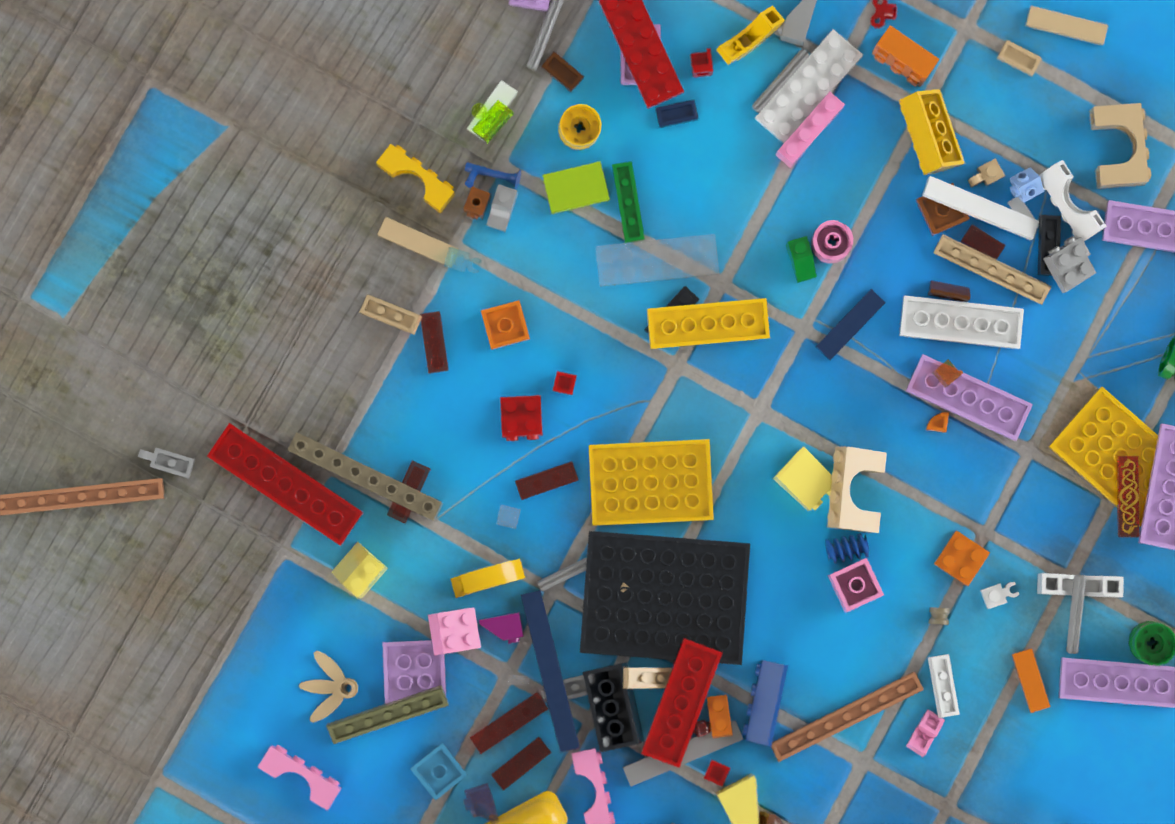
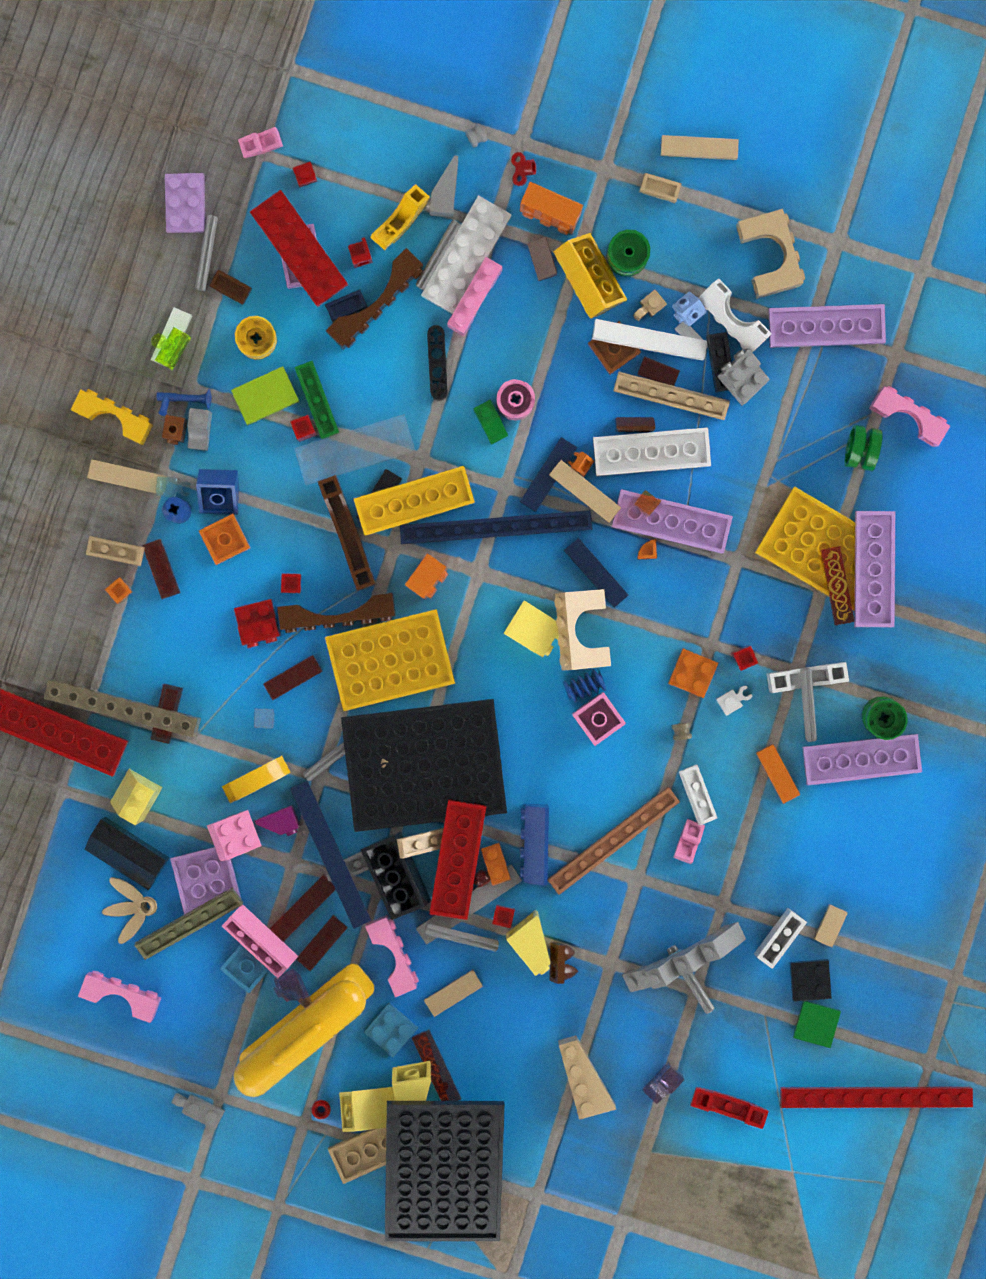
camera: 10 degrees left, 5 degrees up
(337, 628) = (126, 853): none -> black slope
(385, 355) = (118, 590): none -> orange plate
(456, 283) = (169, 509): none -> blue piece
(458, 747) = (260, 941): none -> bright pink brick
(508, 275) = (218, 491): none -> blue slope
(609, 228) = (303, 428): none -> red panel
(633, 343) = (347, 532): none -> reddish brown arch
(648, 425) = (295, 616): none -> reddish brown arch
(668, 785) = (461, 937): none -> light grey axle
(674, 135) = (346, 328): none -> reddish brown arch
(707, 402) = (427, 576): none -> orange brick
(758, 189) = (434, 363): none -> black beam
(786, 367) = (495, 527): none -> dark blue plate
(880, 434) = (596, 572): none -> dark blue tile
(885, 348) = (585, 491): none -> tan tile
(886, 105) = (542, 259): none -> reddish brown slope
(887, 320) = (582, 463): none -> orange tile
(981, 106) = (632, 242): none -> green wheel
(1019, 552) = (745, 657): none -> red panel

